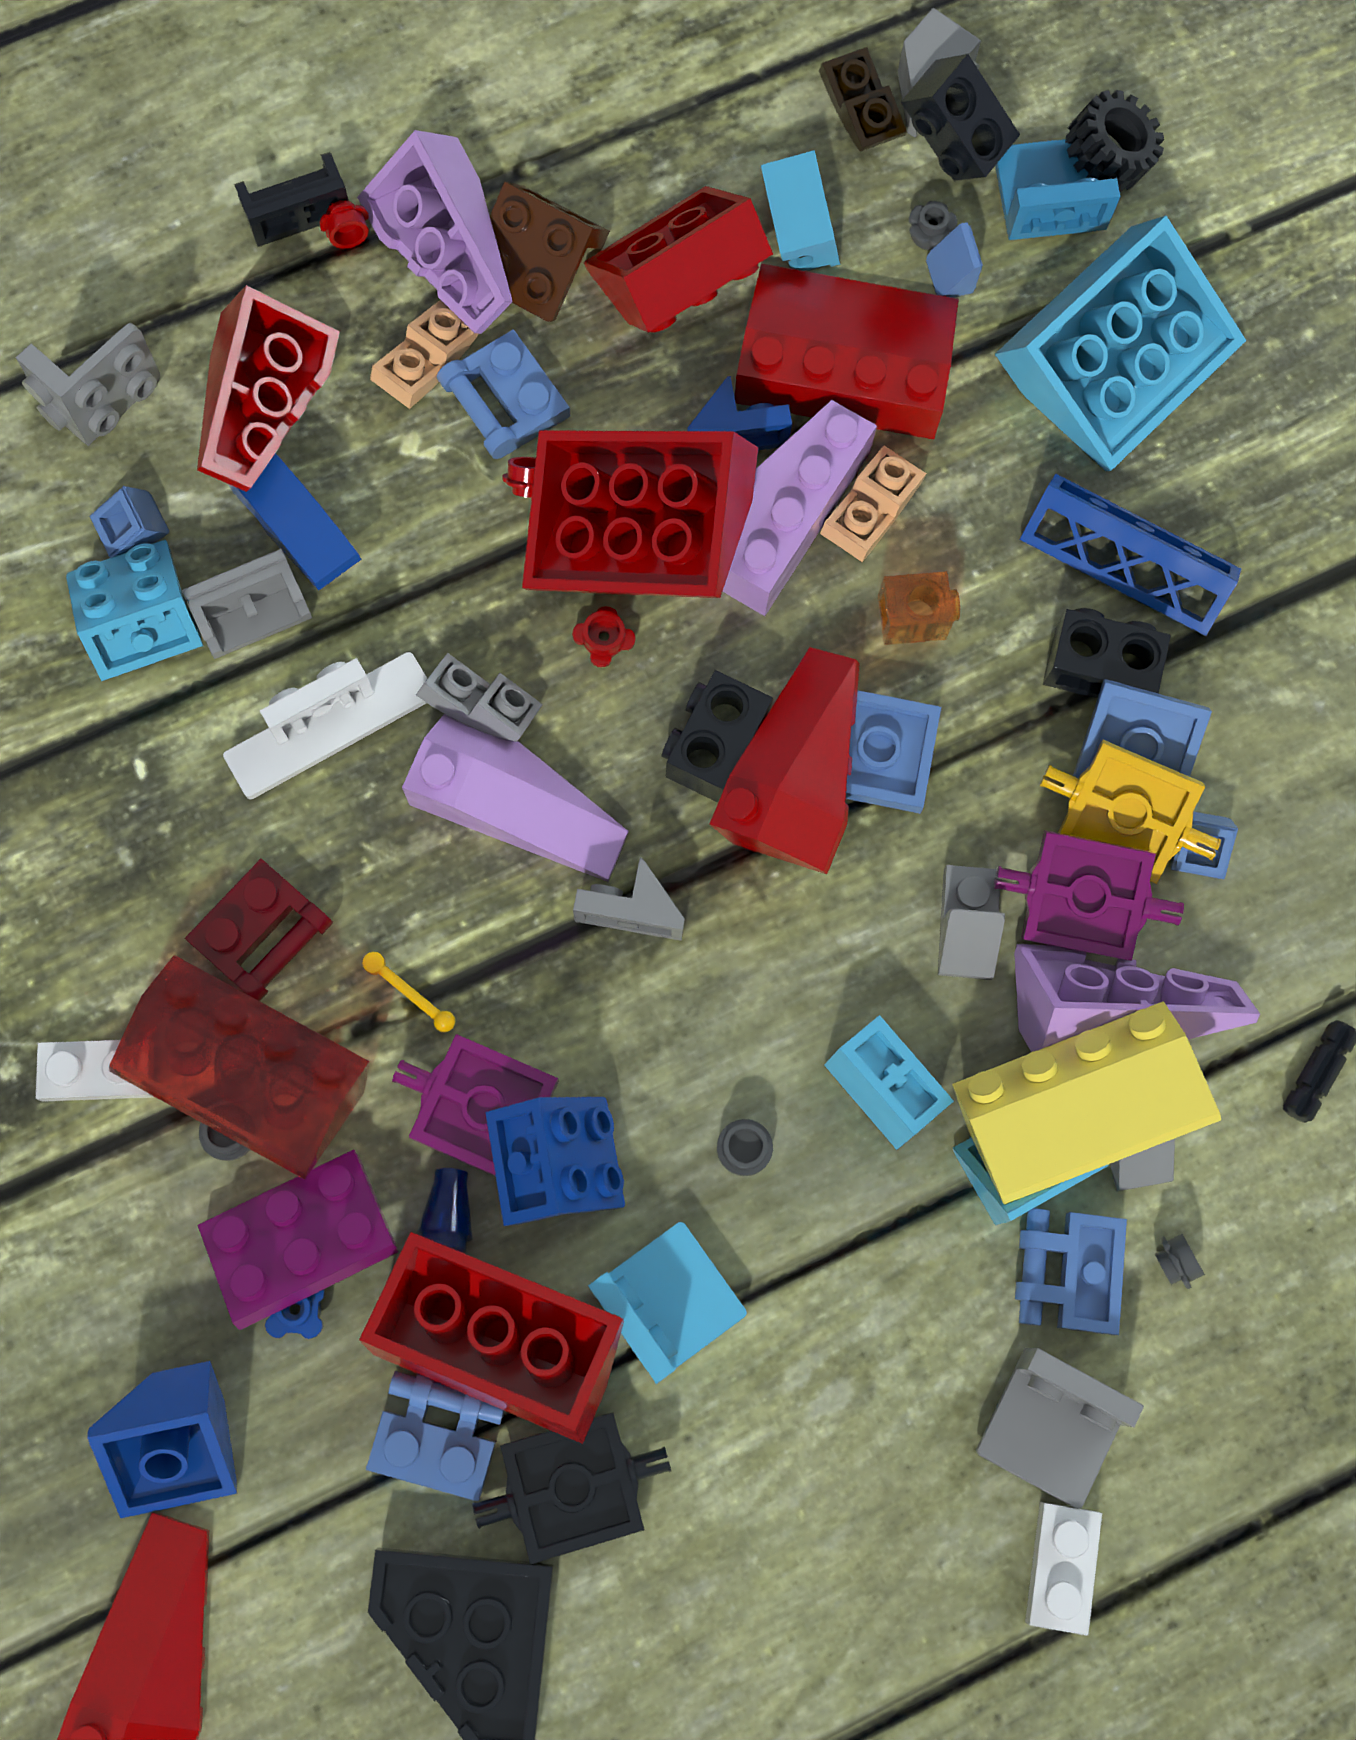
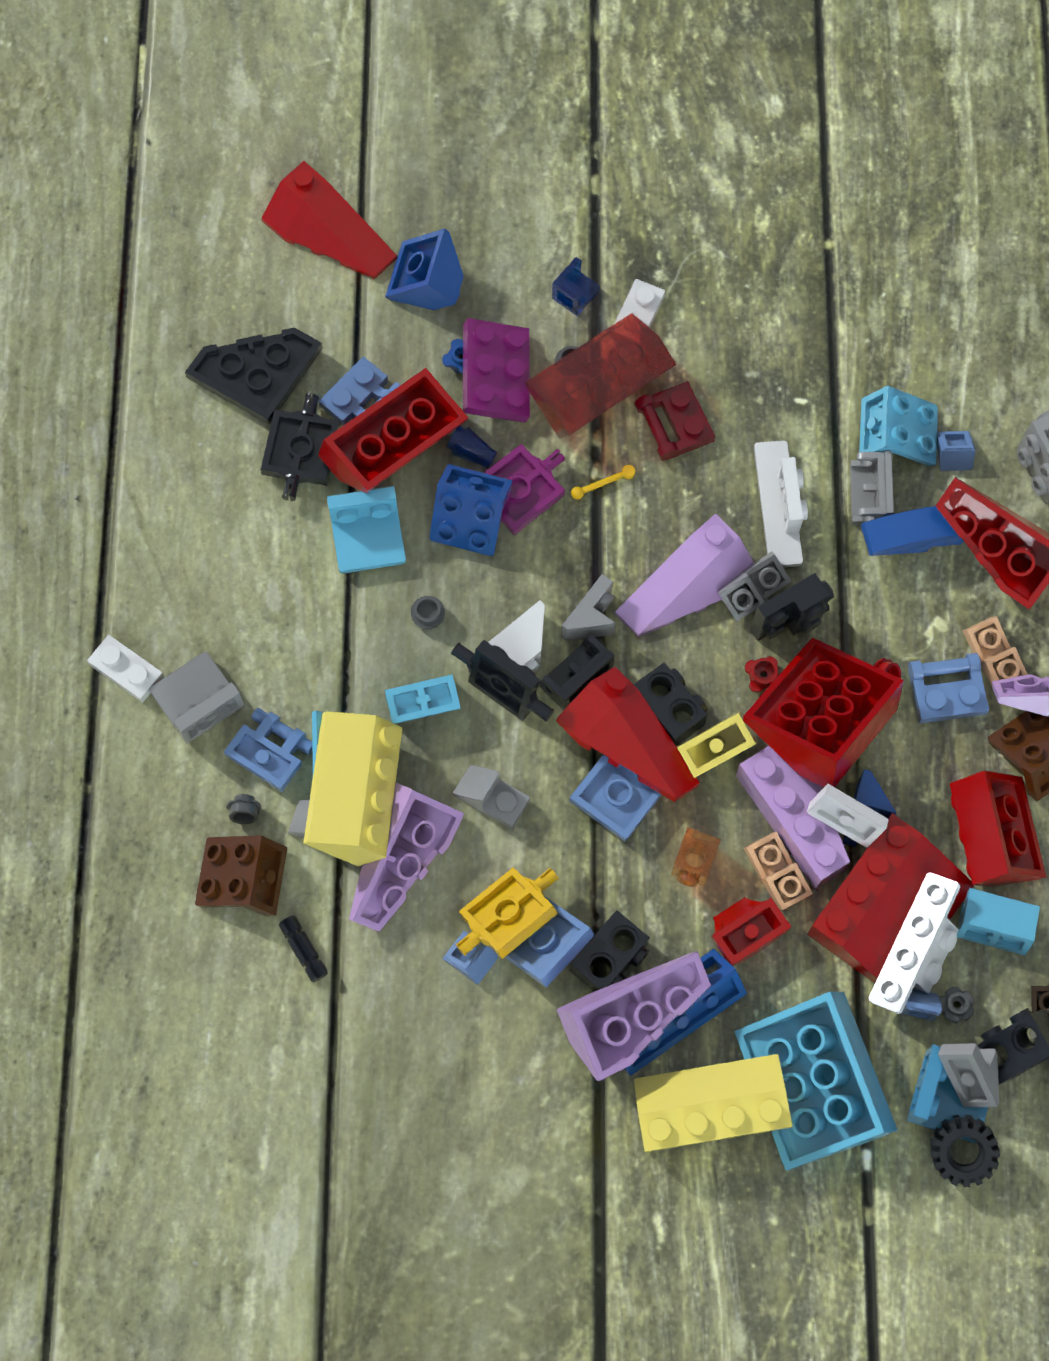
camera: 120 degrees right, 5 degrees down
(94, 1185) = (573, 288): none -> clear blue panel
(488, 616) = (797, 608): none -> black plate
(728, 981) = (524, 637): none -> white slope
(730, 886) = (577, 671): none -> black hinge
(745, 640) = (717, 744): none -> light yellow slope
(779, 417) = (847, 815): none -> white plate
(804, 987) = (503, 680): none -> black plate
(892, 285) = (920, 945): none -> white bracket
(974, 505) = (748, 929): none -> red slope
(1020, 155) = (972, 1073): none -> light grey slope
(1088, 895) = (471, 863): magenta plate -> none
(1198, 595) = (623, 1018): none -> lavender wedge
(1232, 442) = (712, 1103): none -> light yellow slope
(1276, 1212) = (242, 873): none -> reddish brown bracket

